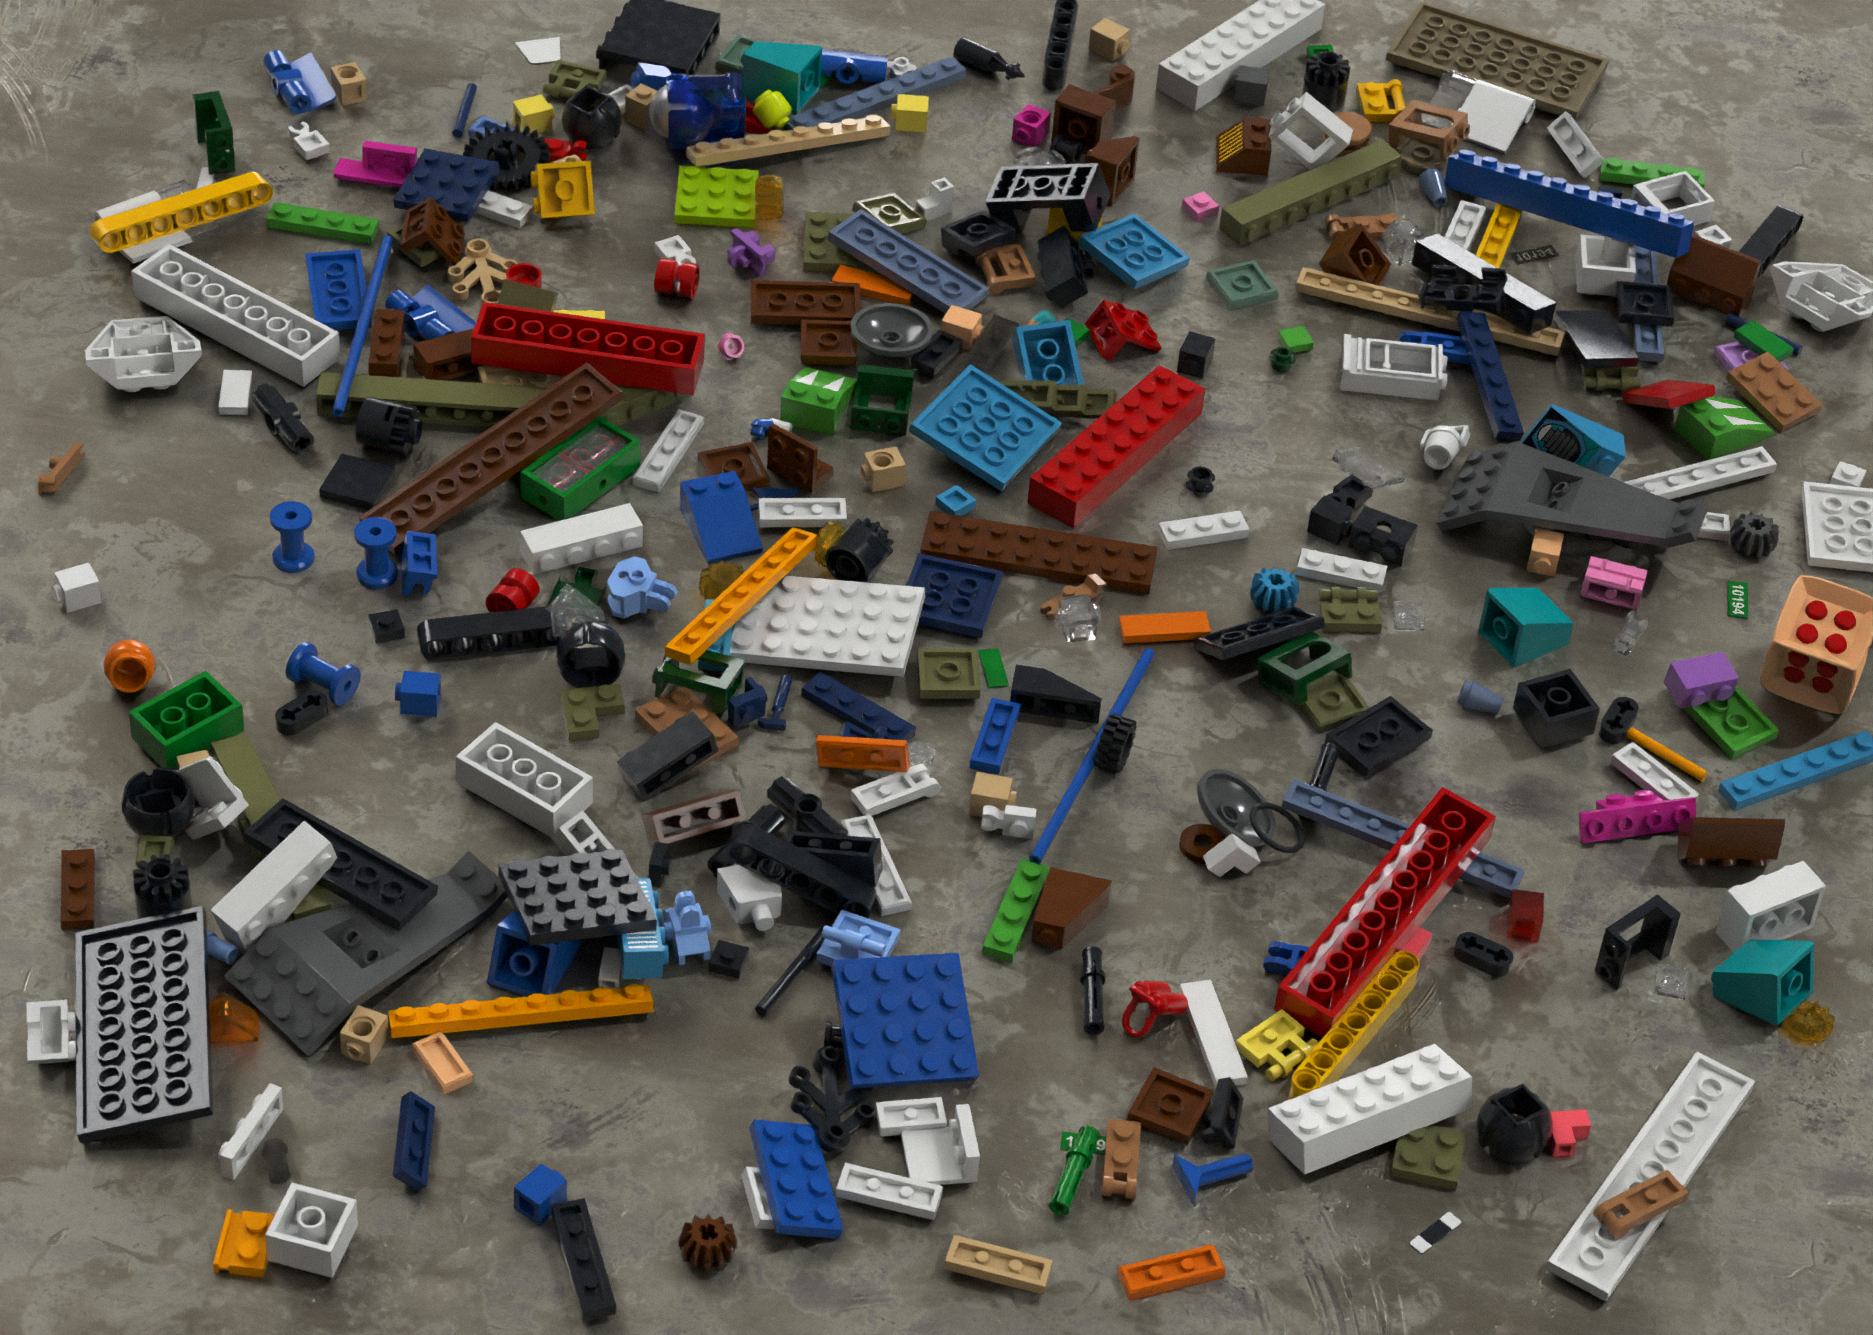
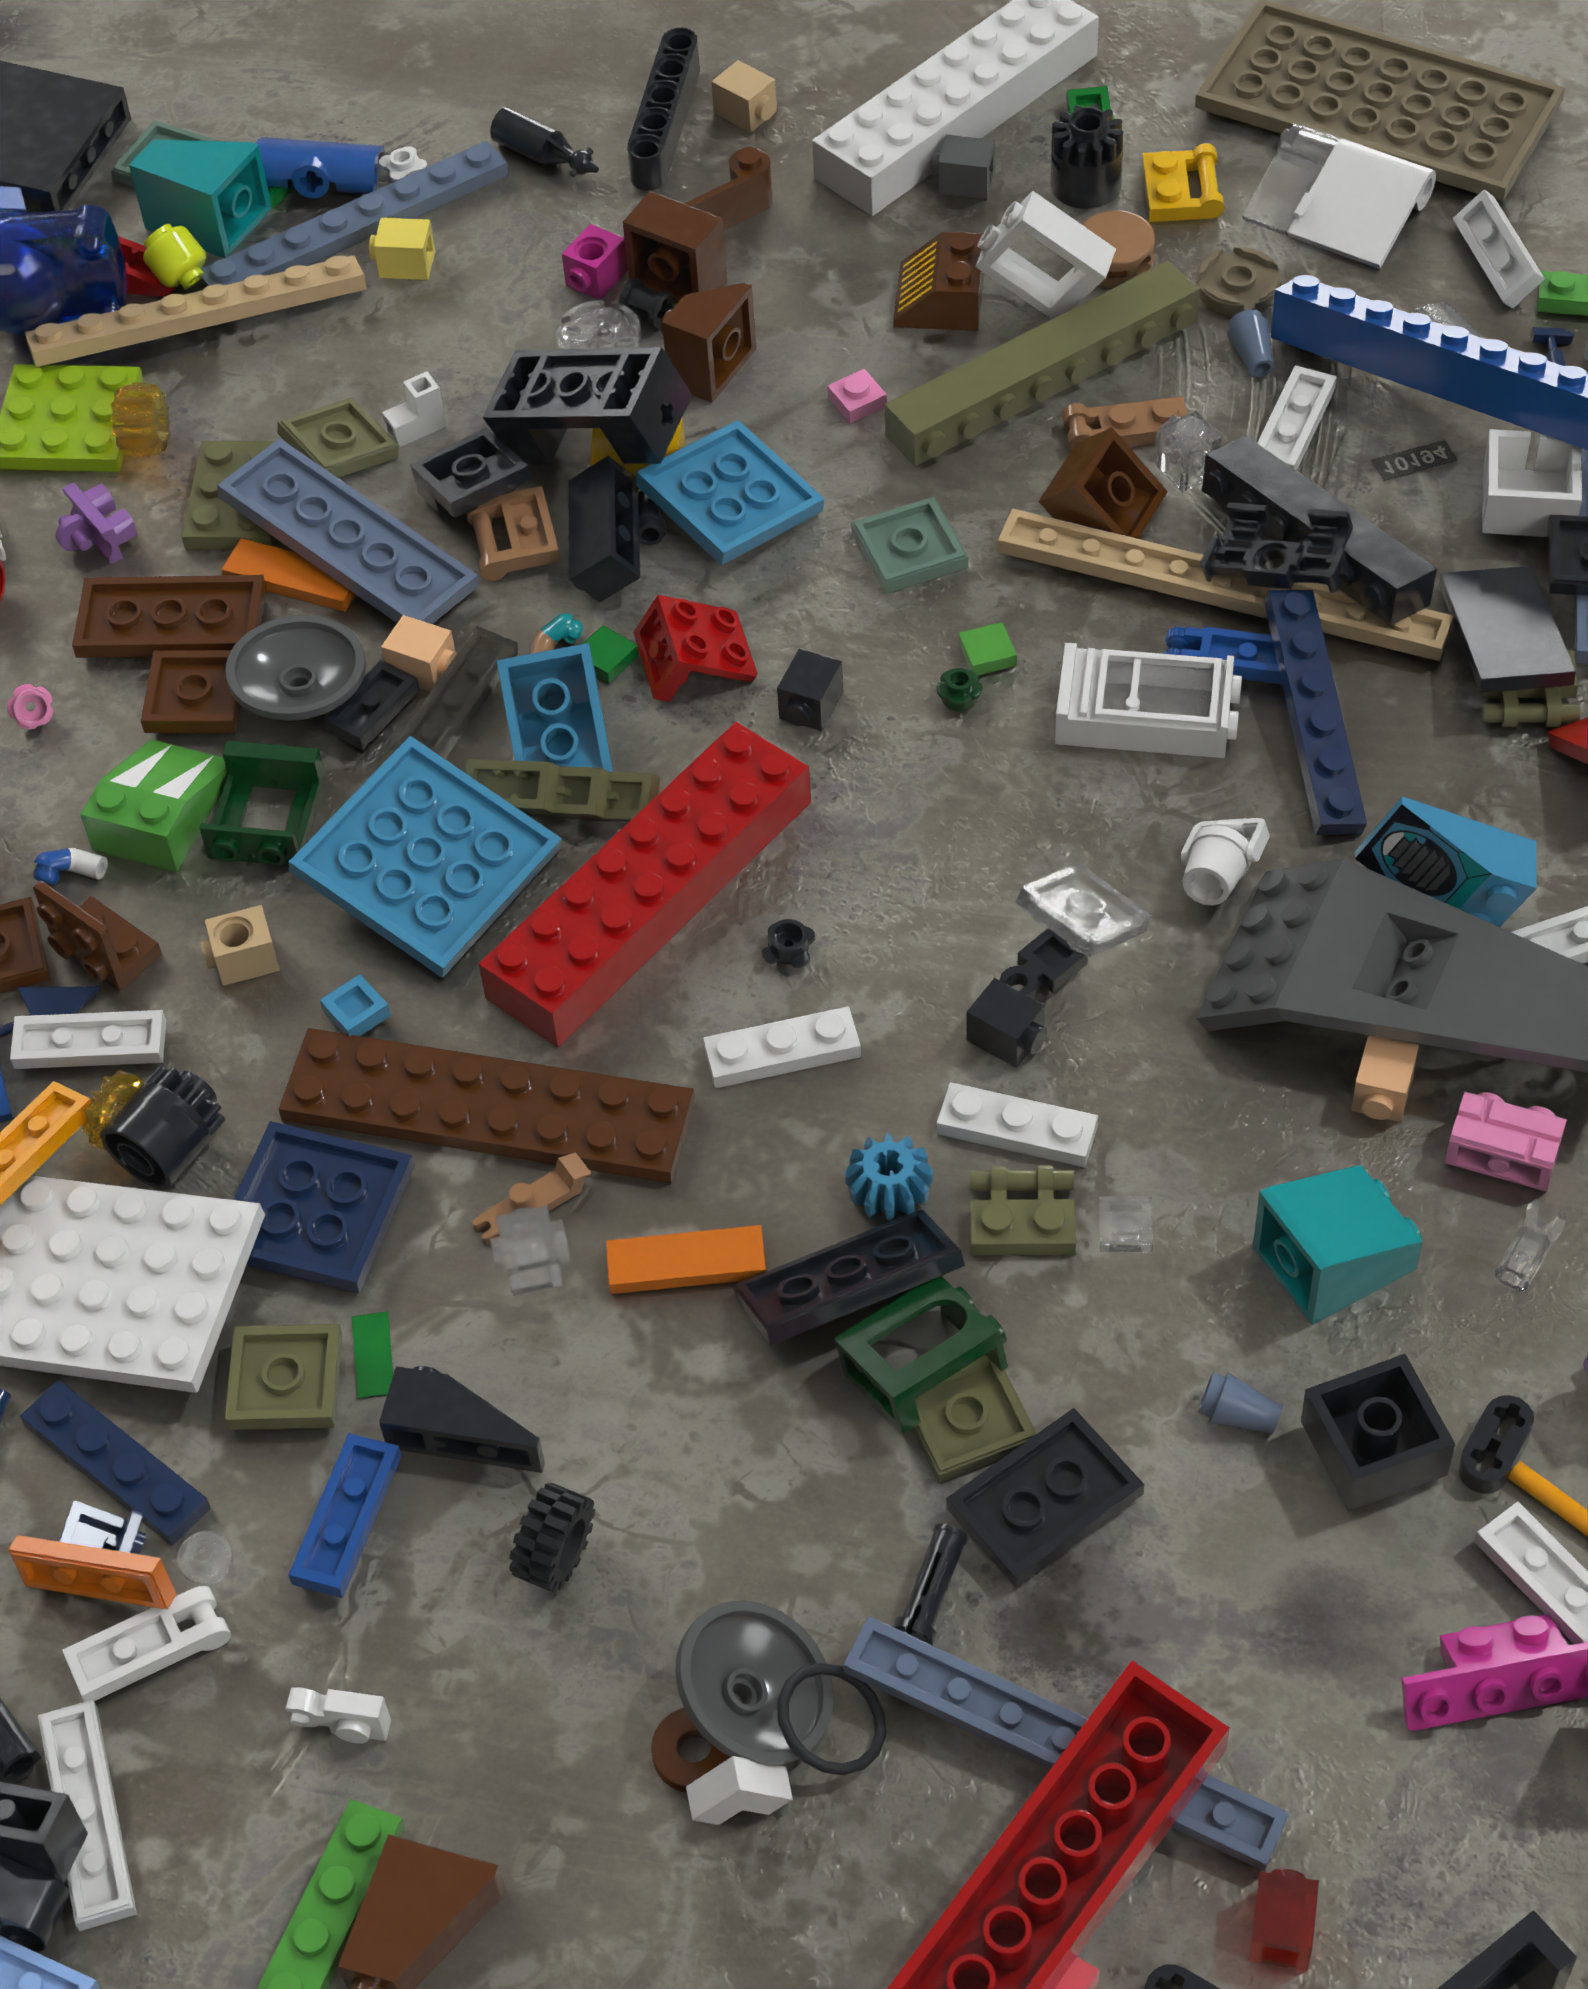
camera: 10 degrees right, 10 degrees up
(991, 791) = (315, 1655): tan brick -> none
(1089, 760) = (501, 1577): blue piece -> none
(1391, 546) = (1083, 1034): black brick -> none
(1409, 125) = (1220, 219): medium nougat panel -> none
(1499, 234) = (1352, 434): yellow plate -> none

